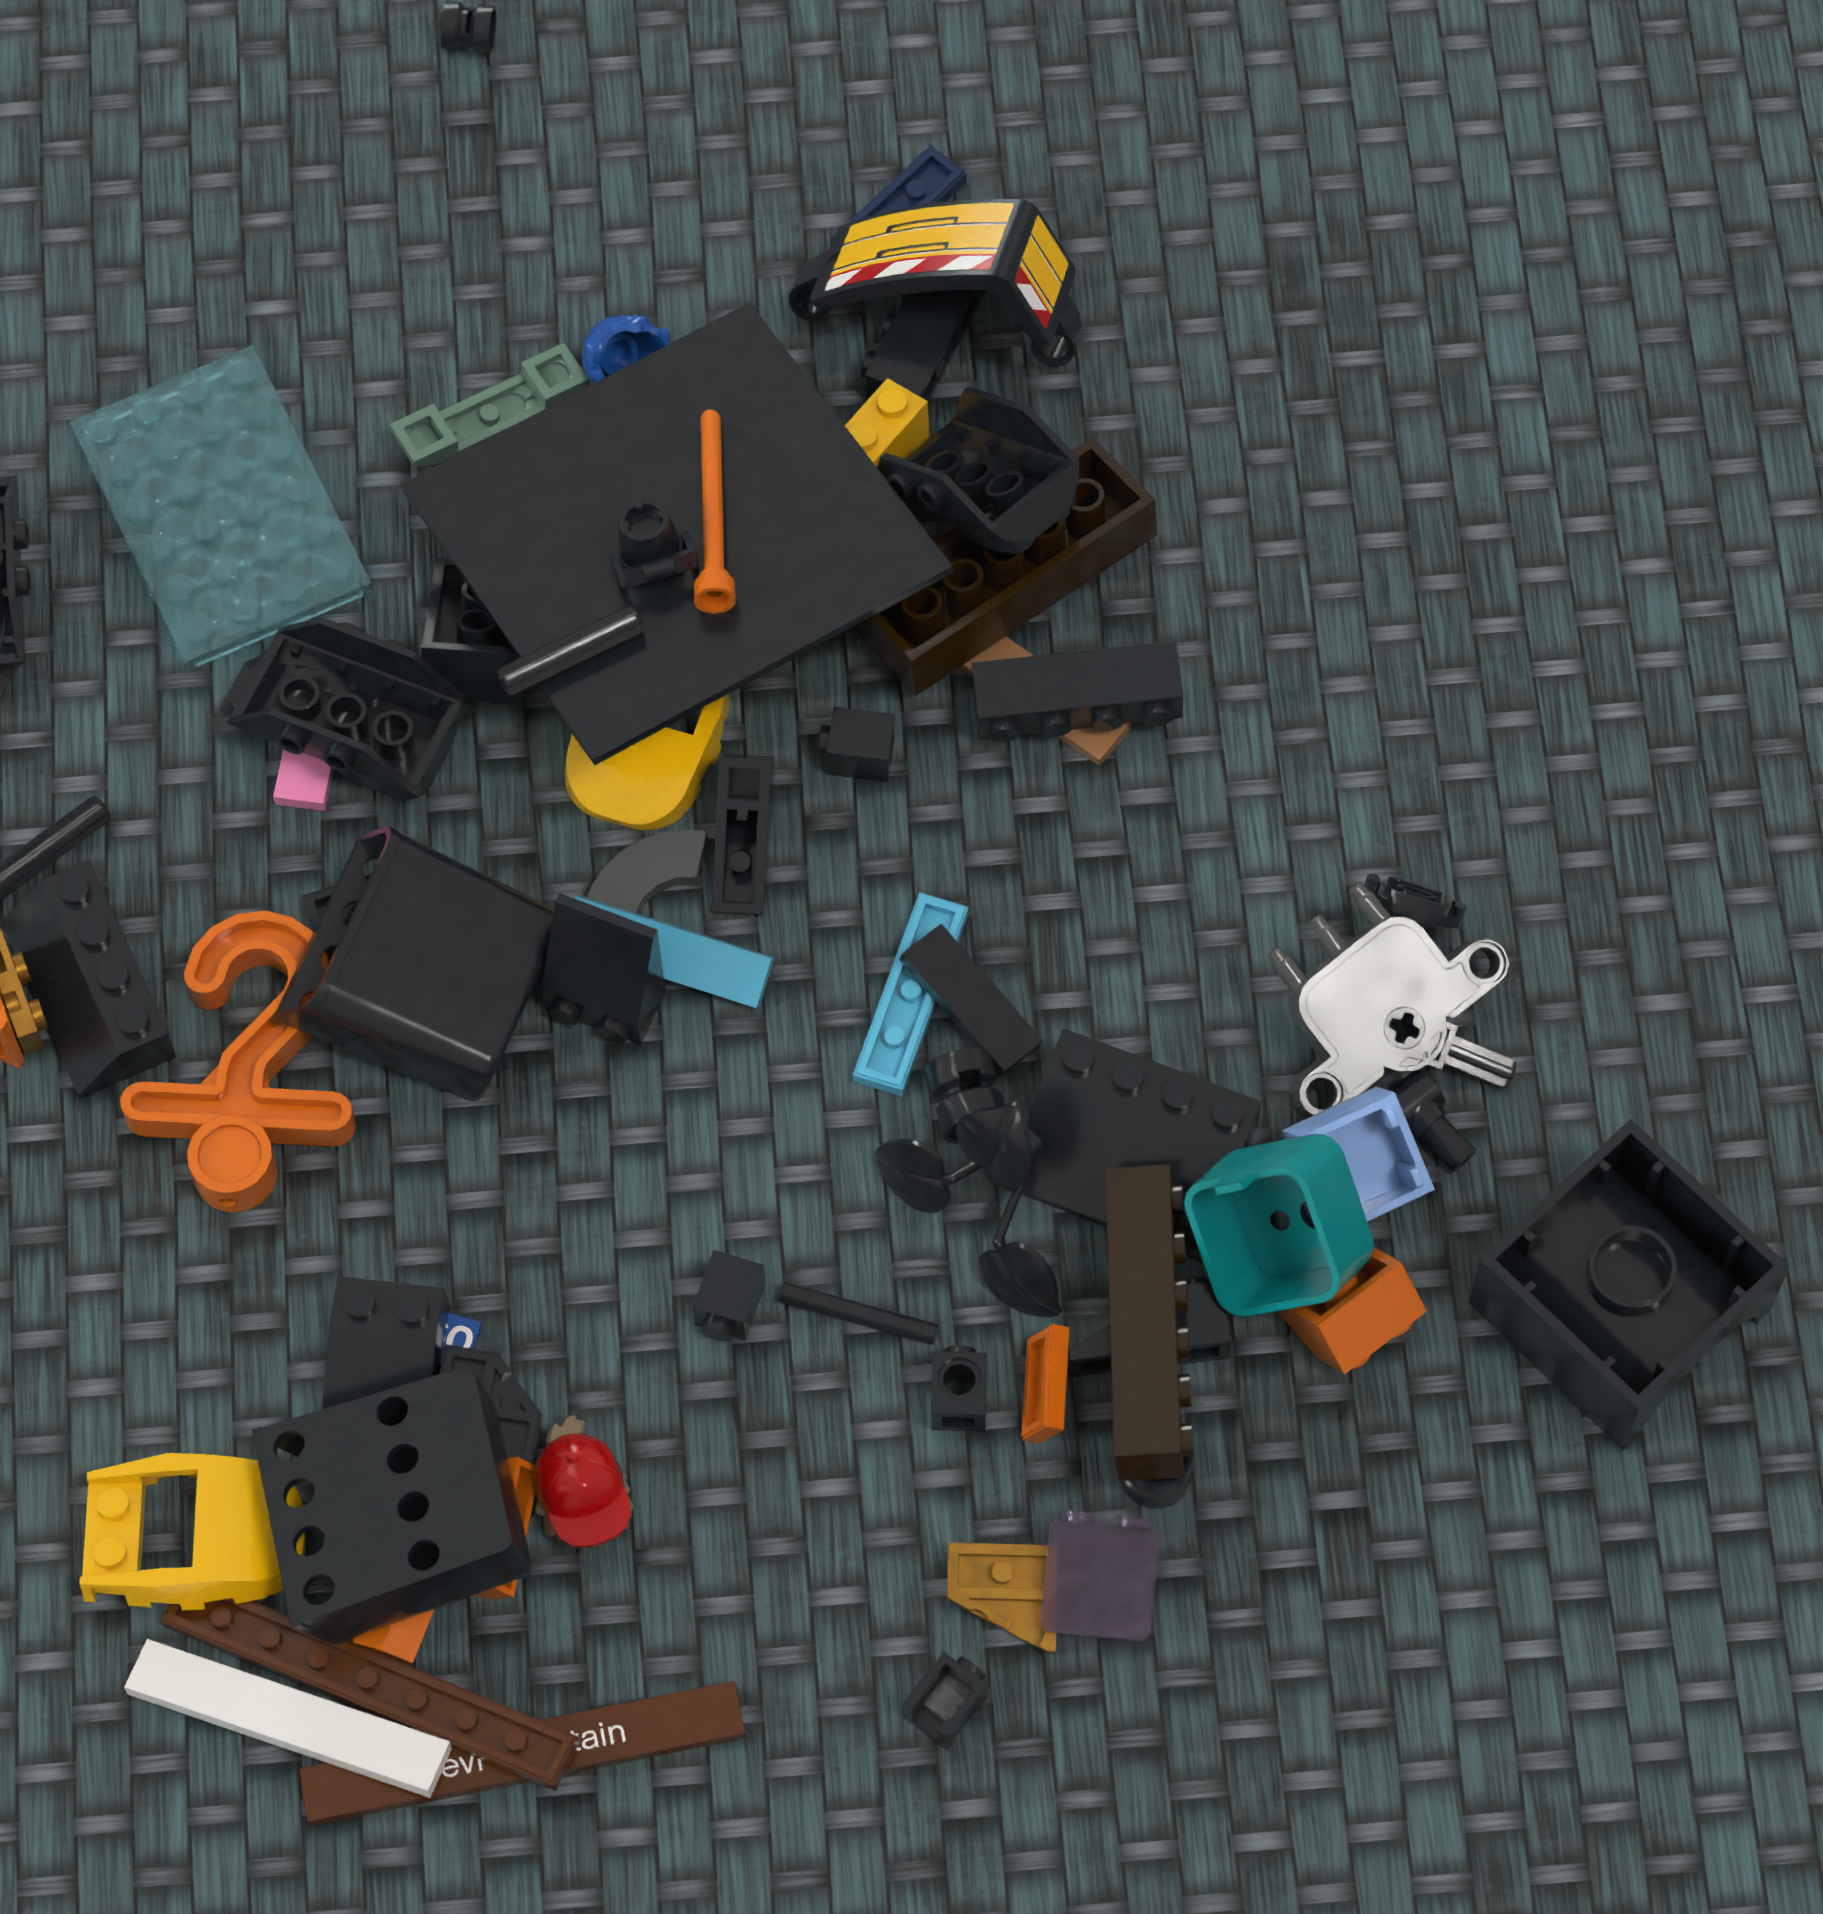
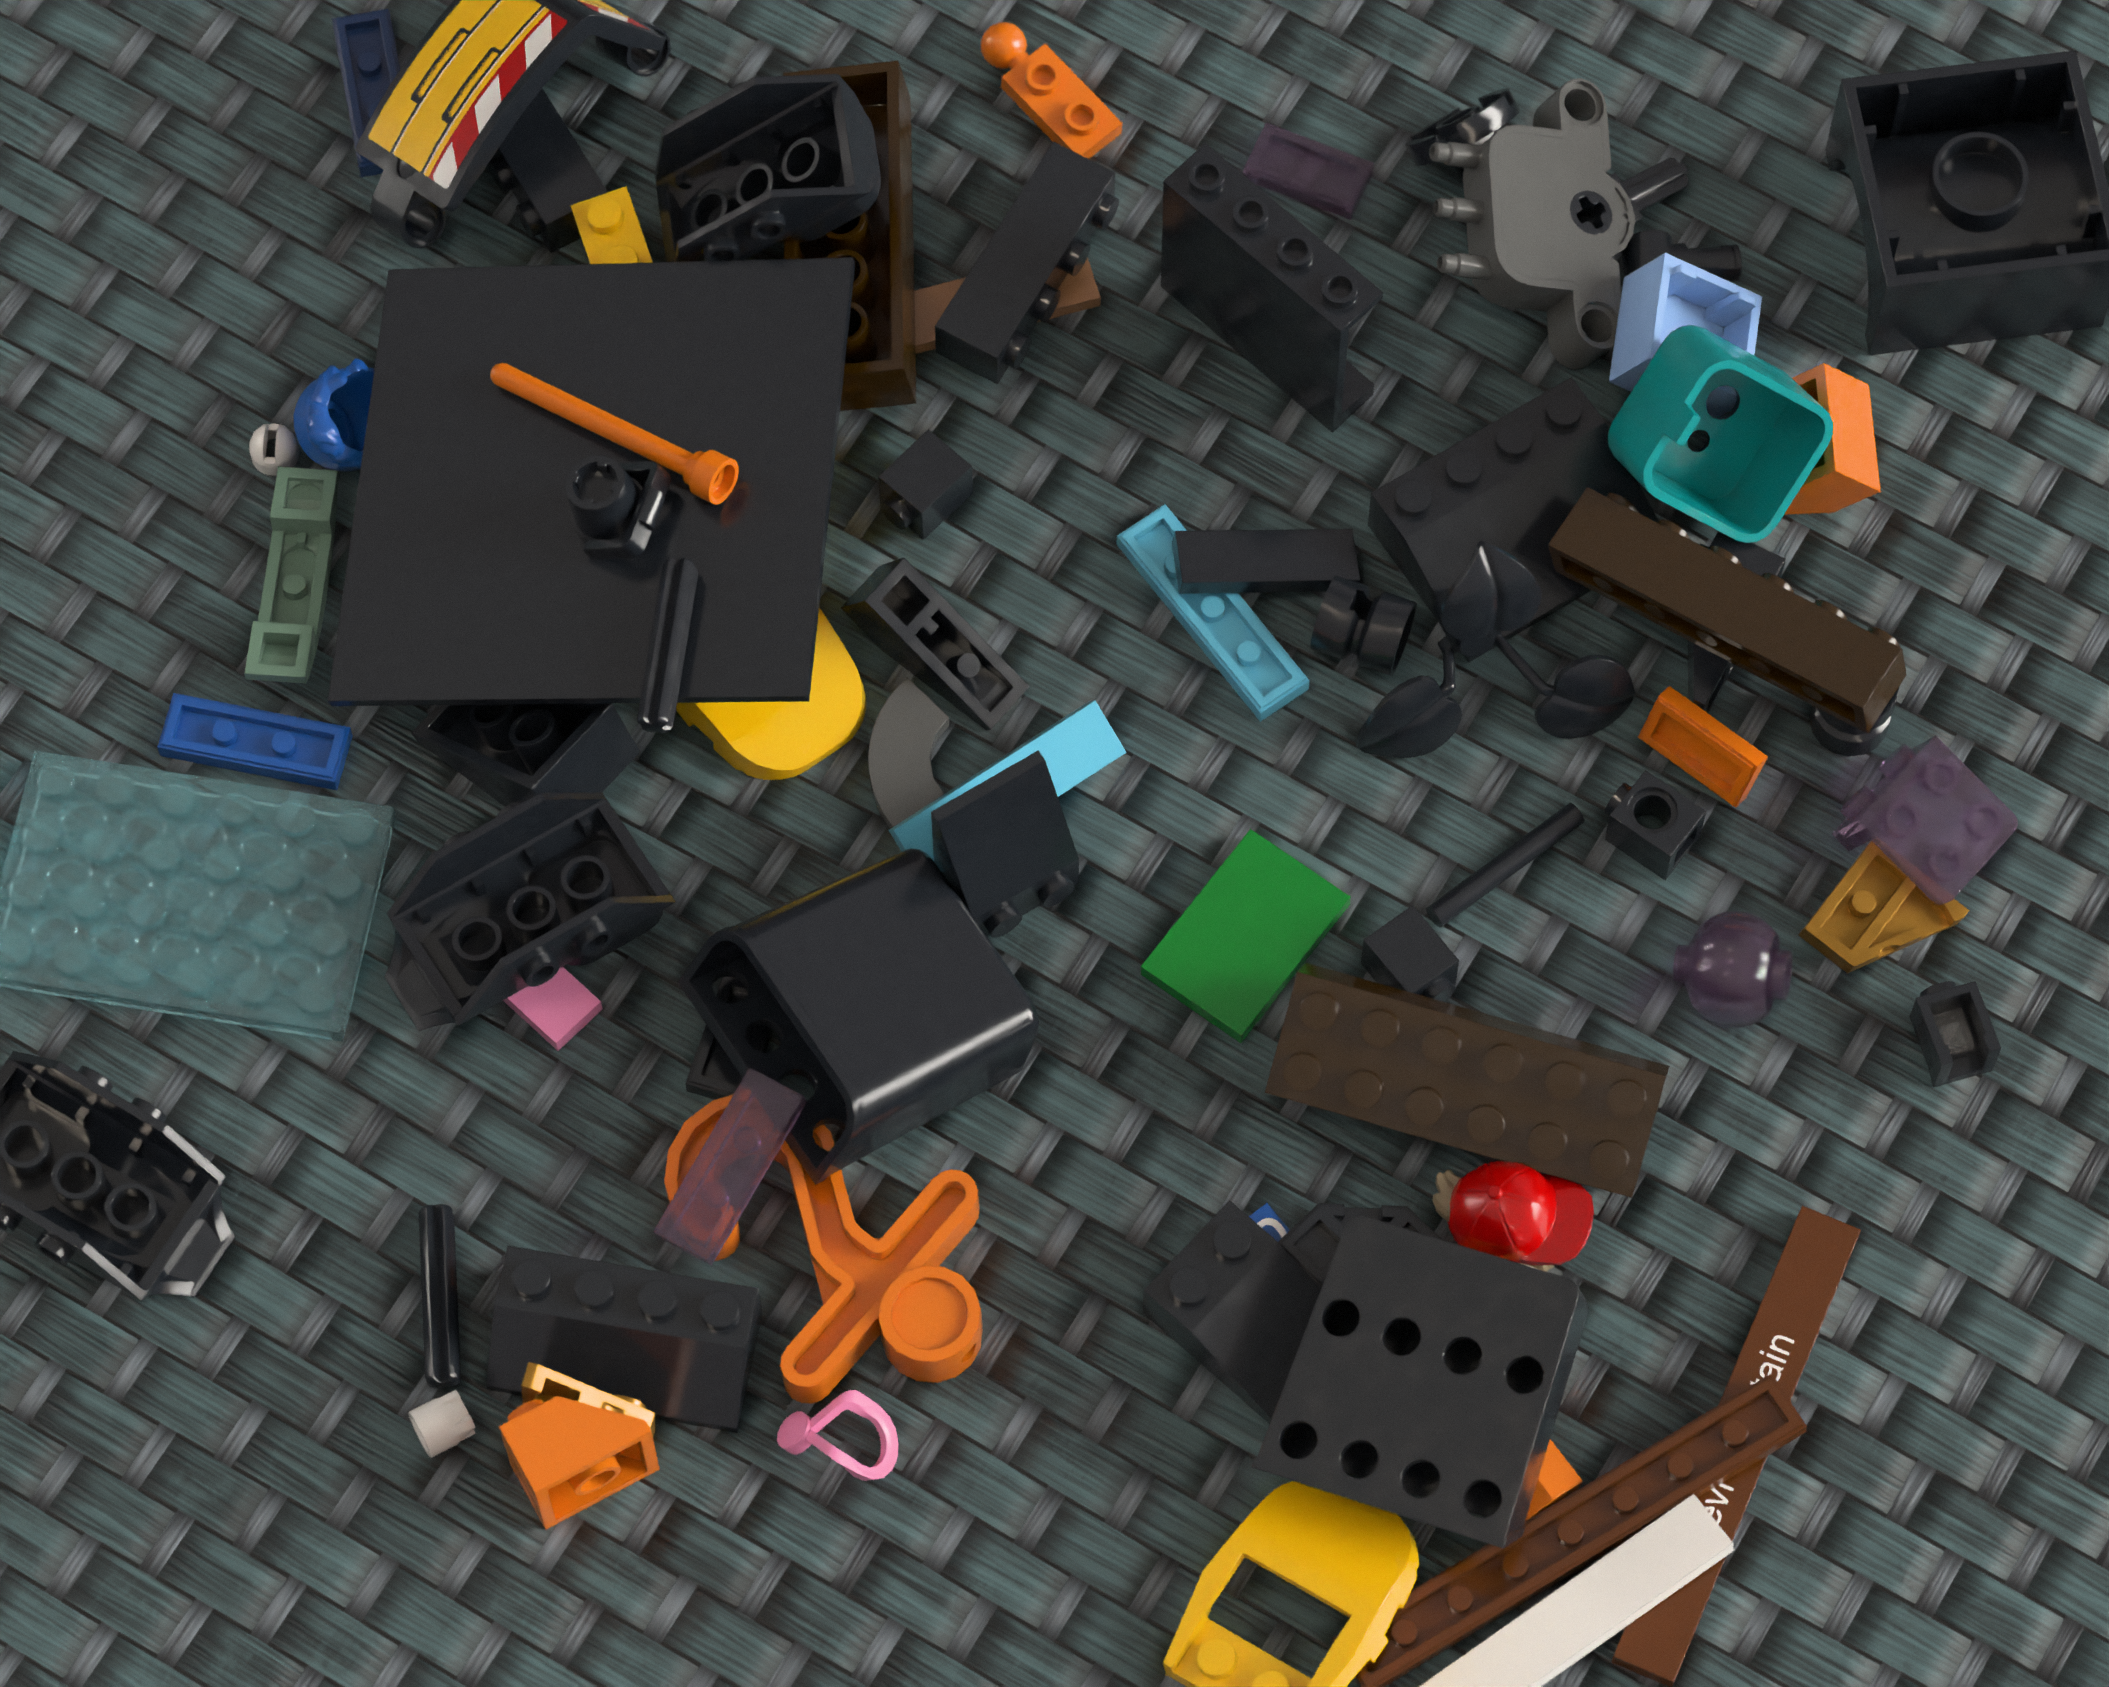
camera: 55 degrees left, 0 degrees up
(96, 1137) = (801, 1430): none -> bright pink piece
(242, 956) = (730, 1166): none -> tile
(361, 470) = (255, 741): none -> blue tile
(581, 319) = (285, 448): none -> white hinge
(655, 1388) = (1467, 1079): none -> dark brown brick
(675, 1177) = (1245, 935): none -> green tile
(884, 1517) = (1734, 969): none -> clear purple plant
(1160, 852) = (1264, 284): none -> black panel
(1236, 621) = (1049, 92): none -> orange plate
(1312, 829) = (1308, 171): none -> clear purple tile

